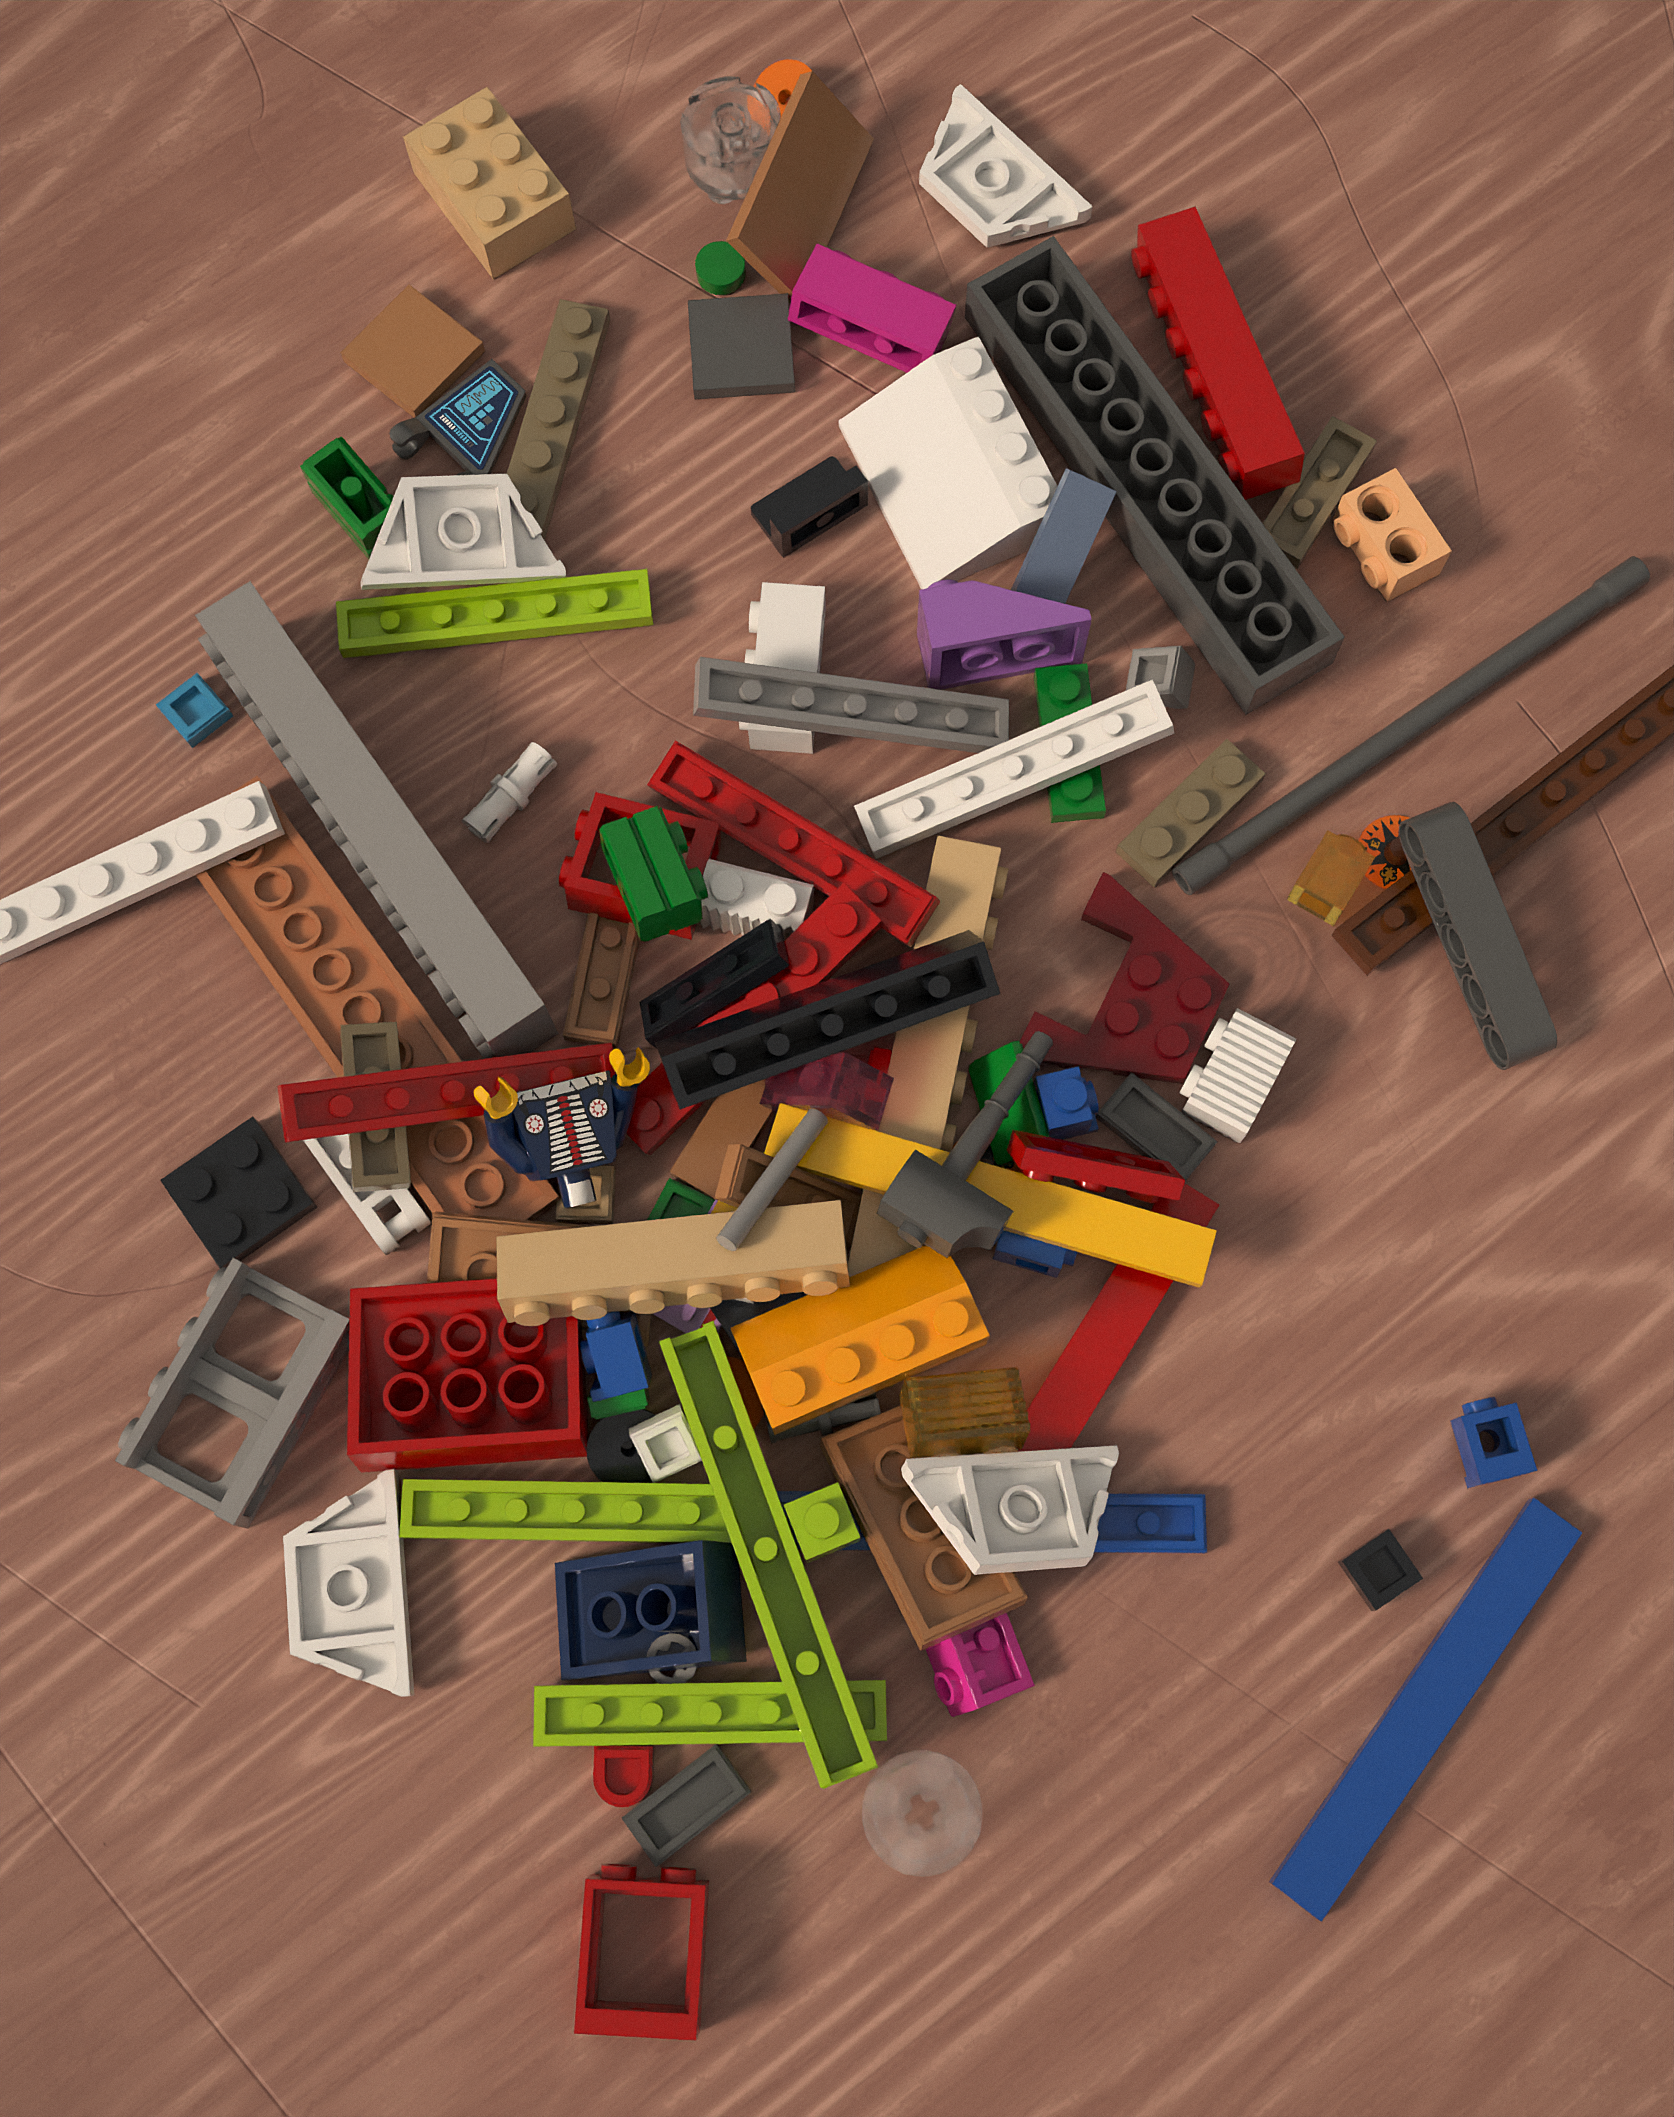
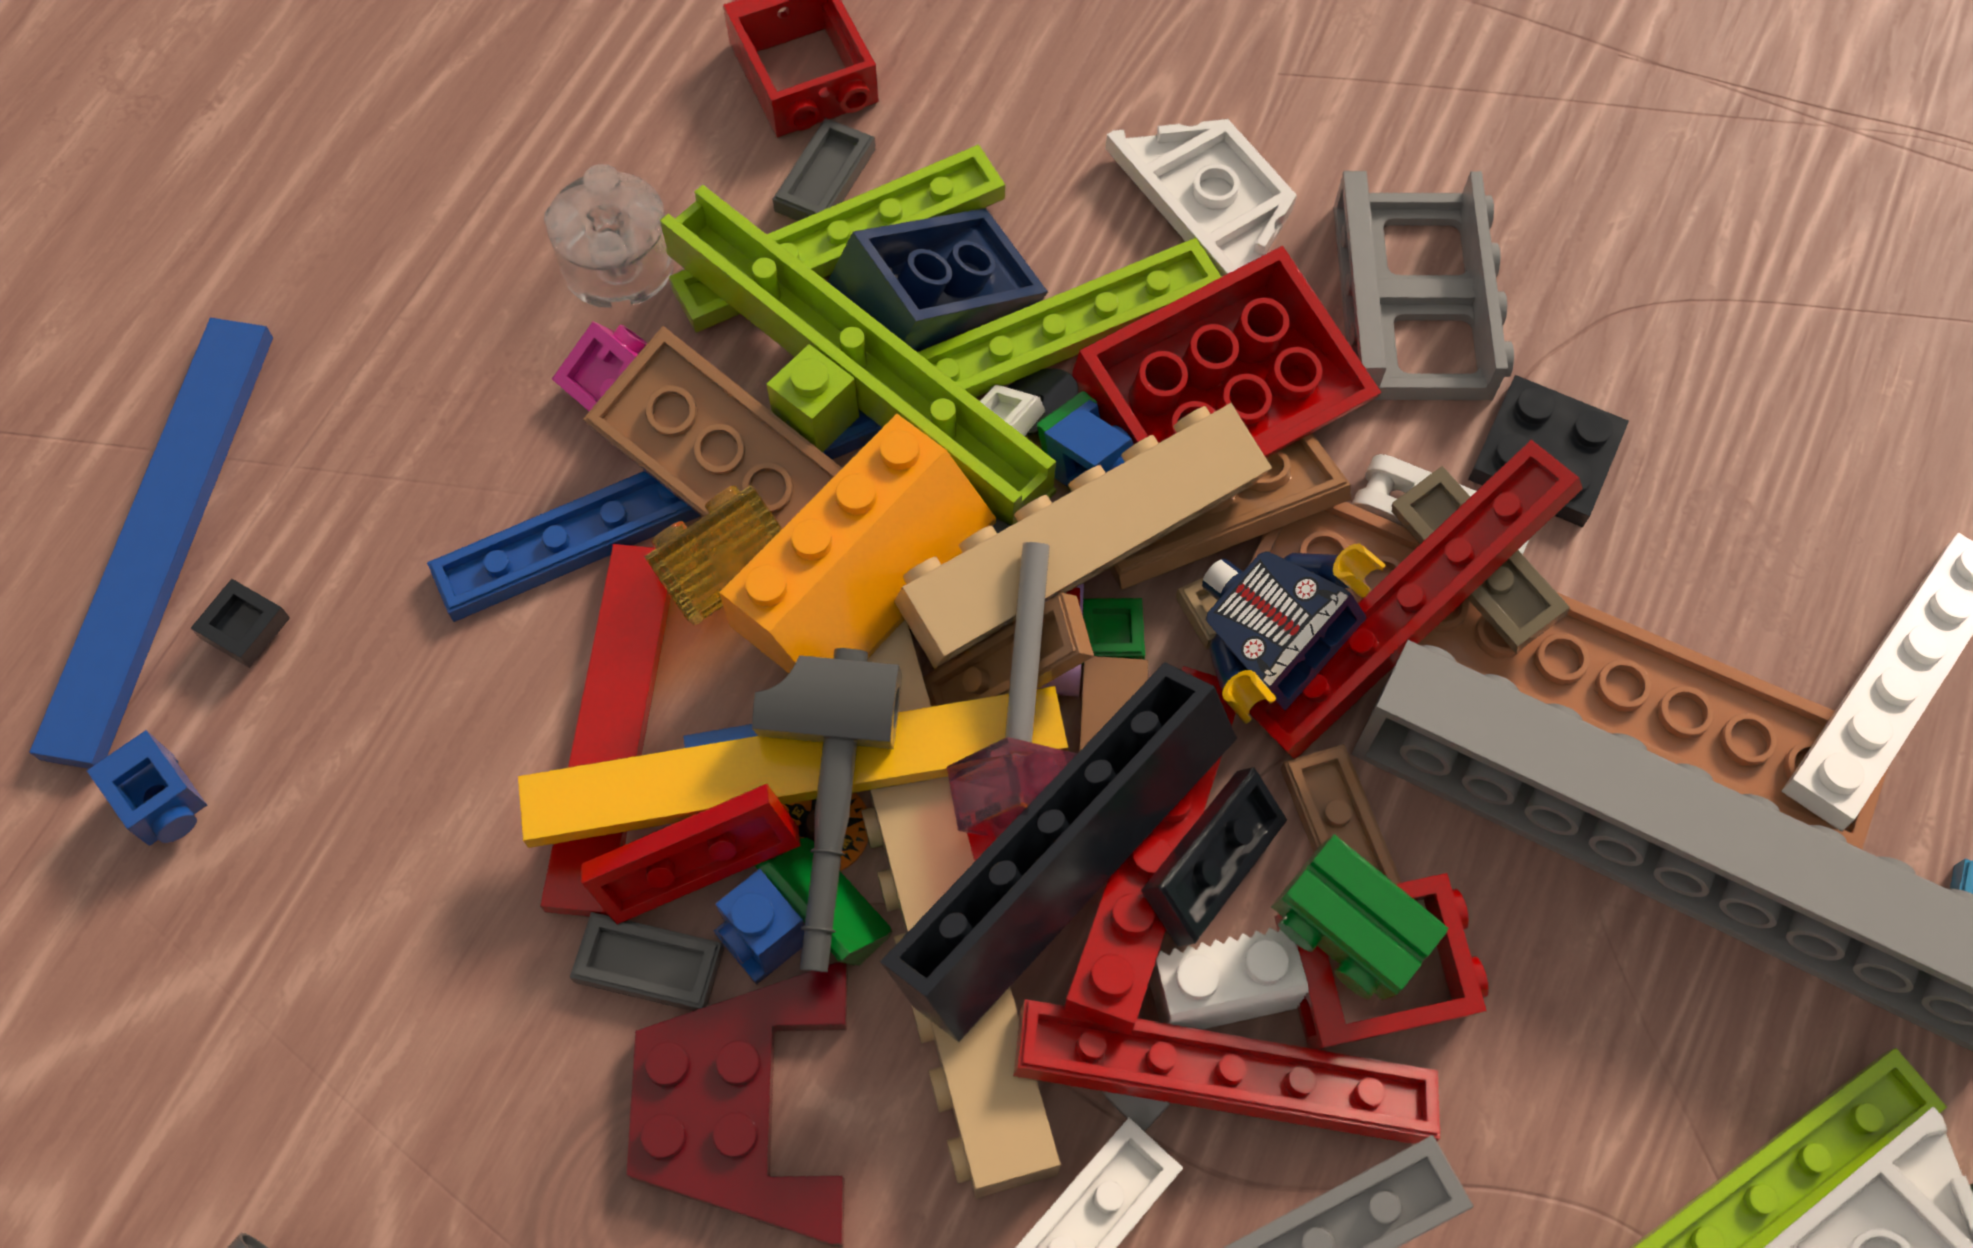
camera: 150 degrees right, 10 degrees down
(509, 792) = (1583, 984): white pin -> none
(623, 1773) = (888, 162): red tile -> none
(1017, 1505) = (620, 490): white wing -> none
(1237, 1074) = (573, 1062): white brick -> none

